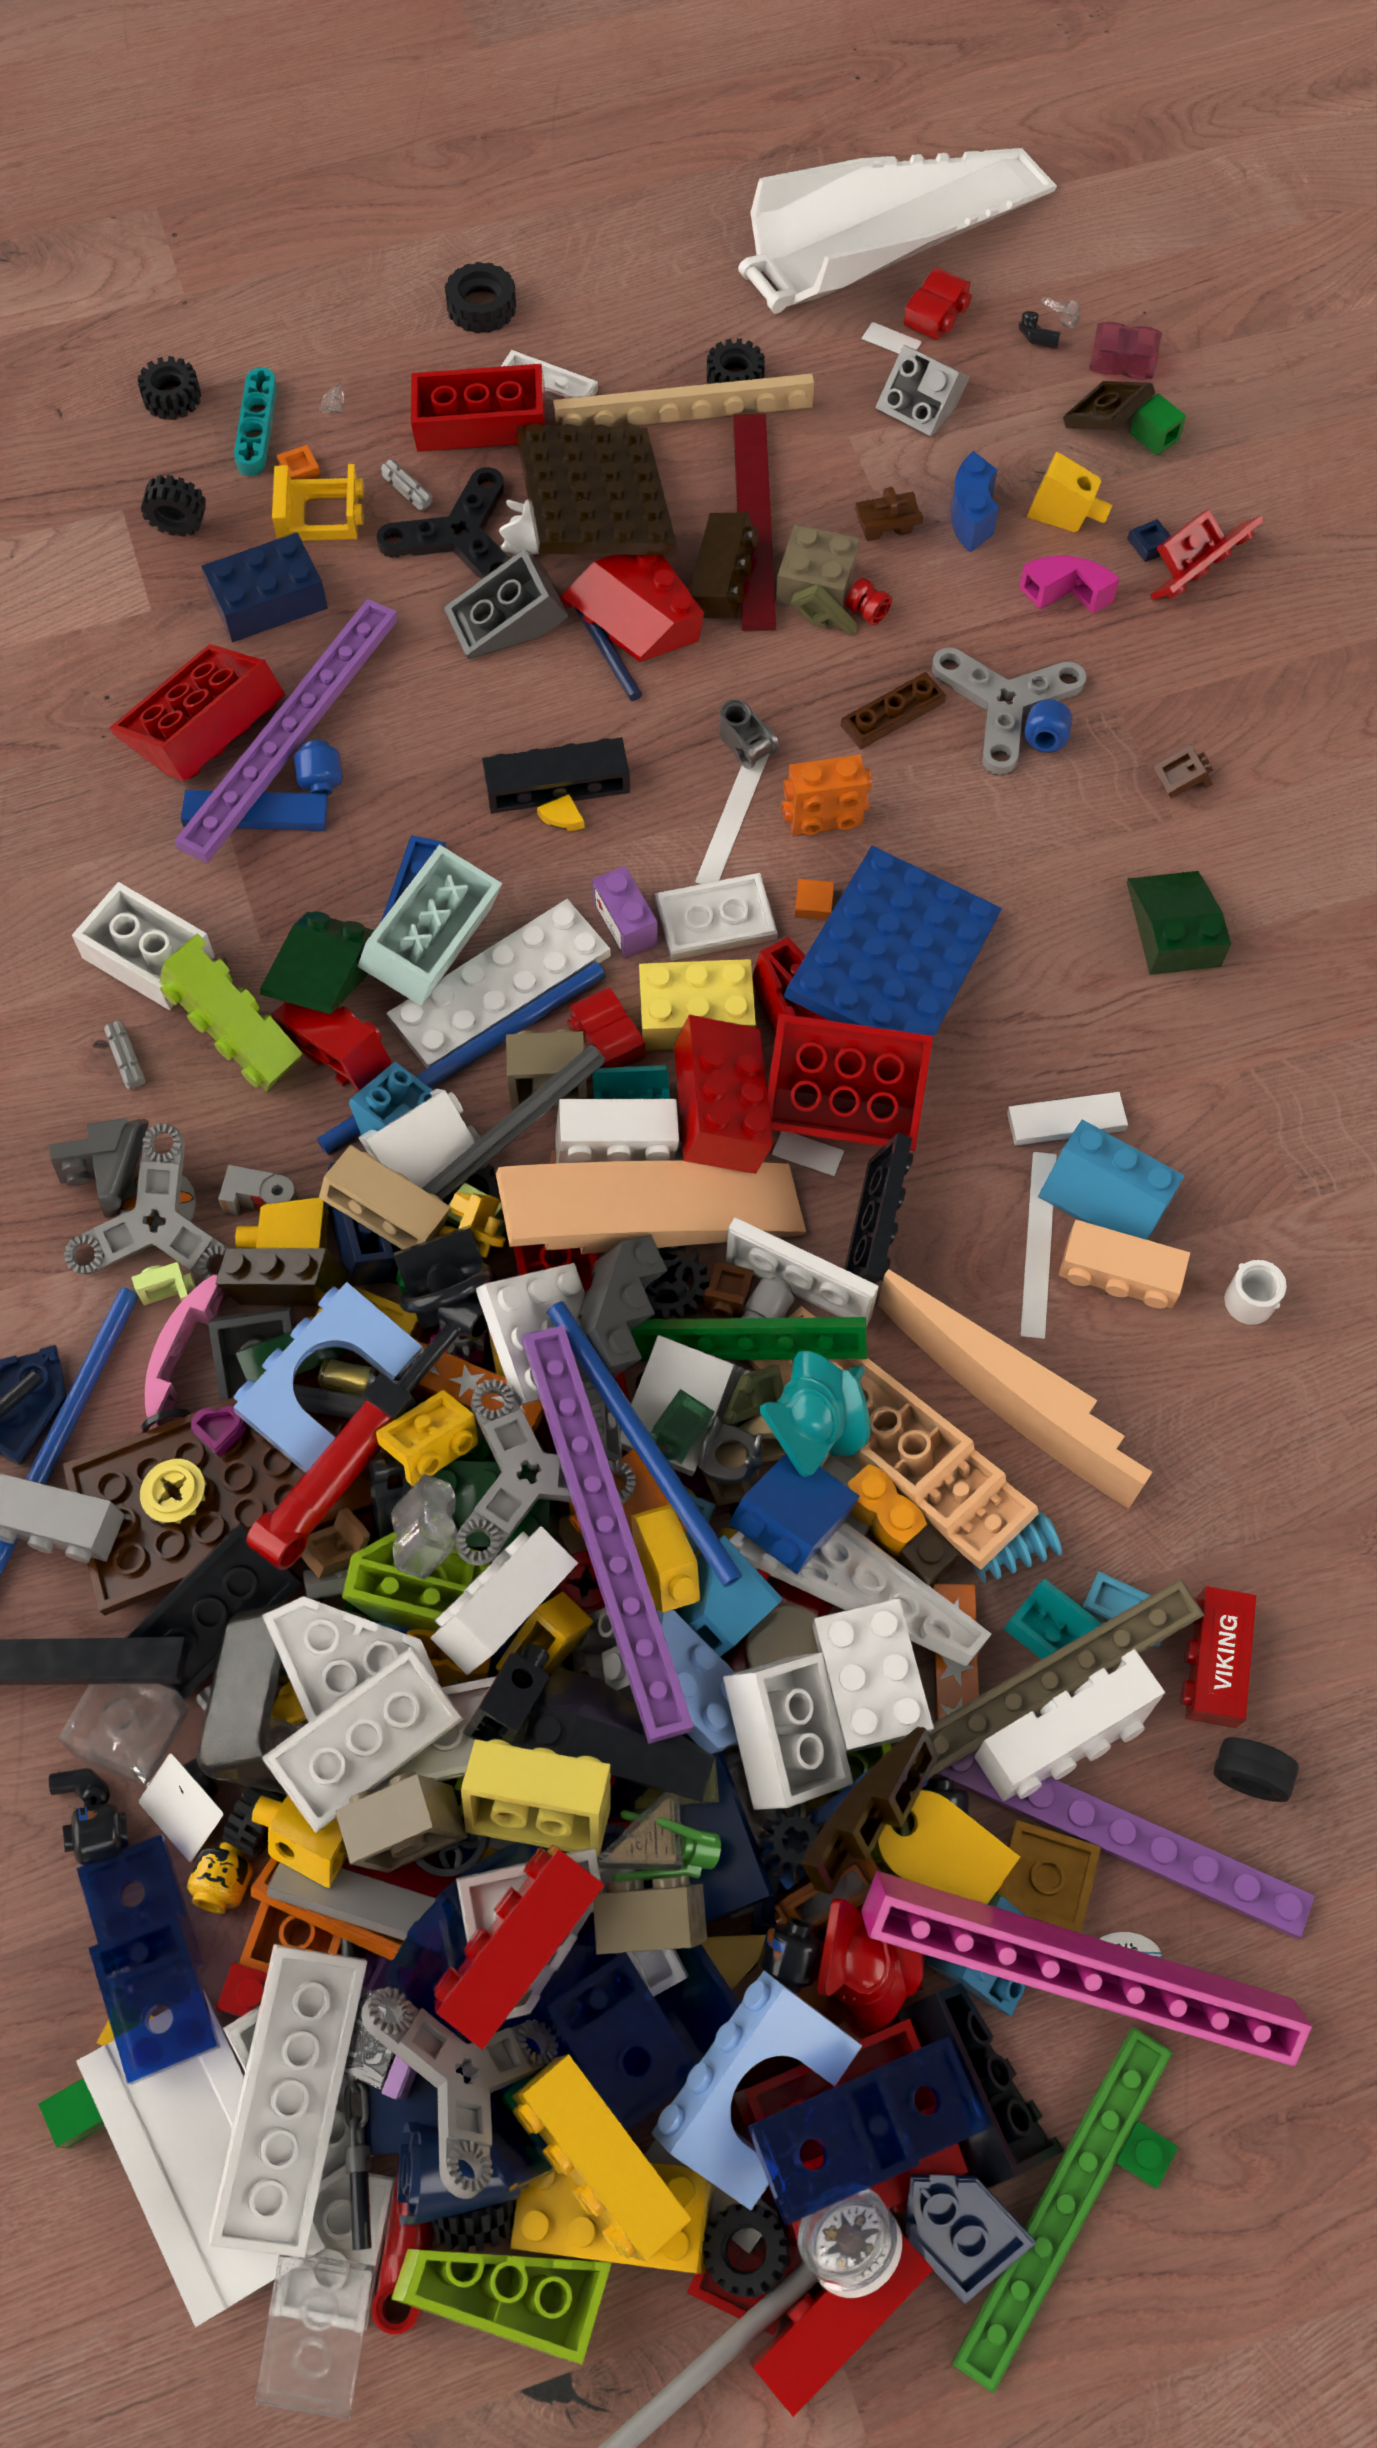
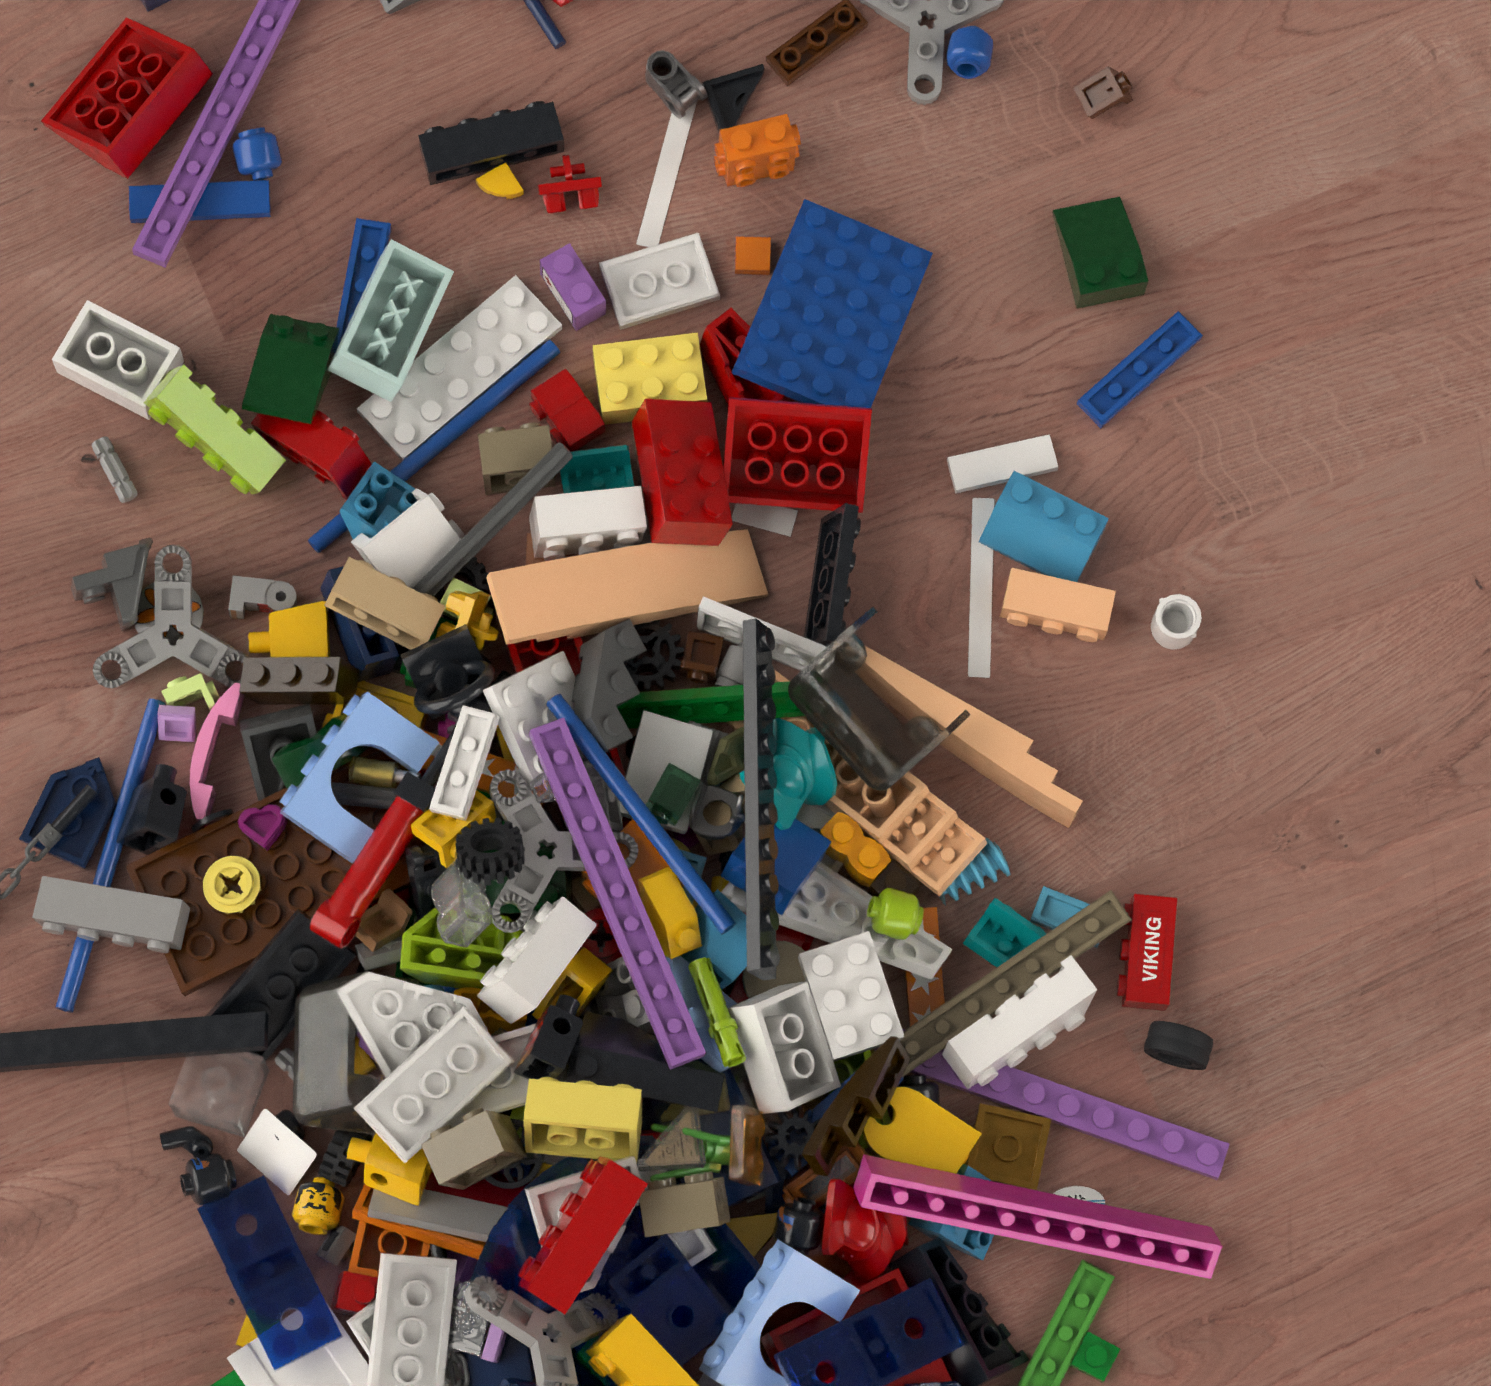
camera: 10 degrees left, 10 degrees up
(101, 1406) = (154, 812): none -> black torso
(144, 1314) = (176, 723): none -> lavender tile
(234, 1929) = (337, 1245): none -> dark grey plate
(444, 1367) = (464, 763): none -> white tile
(461, 1467) = (490, 865): none -> black tyre
(531, 1404) = (542, 789): none -> clear piece
(646, 820) = (554, 192): none -> red hips
(715, 1696) = (721, 1024): none -> lime pin
(733, 1846) = (745, 1145): none -> clear orange plate
(780, 1446) = (760, 809): none -> black plate
(805, 746) = (731, 94): none -> black tile
(894, 1358) = (857, 719): none -> clear smoke windscreen
(929, 1584) = (895, 913): none -> lime head
(1215, 1037) = (1139, 369): none -> blue tile

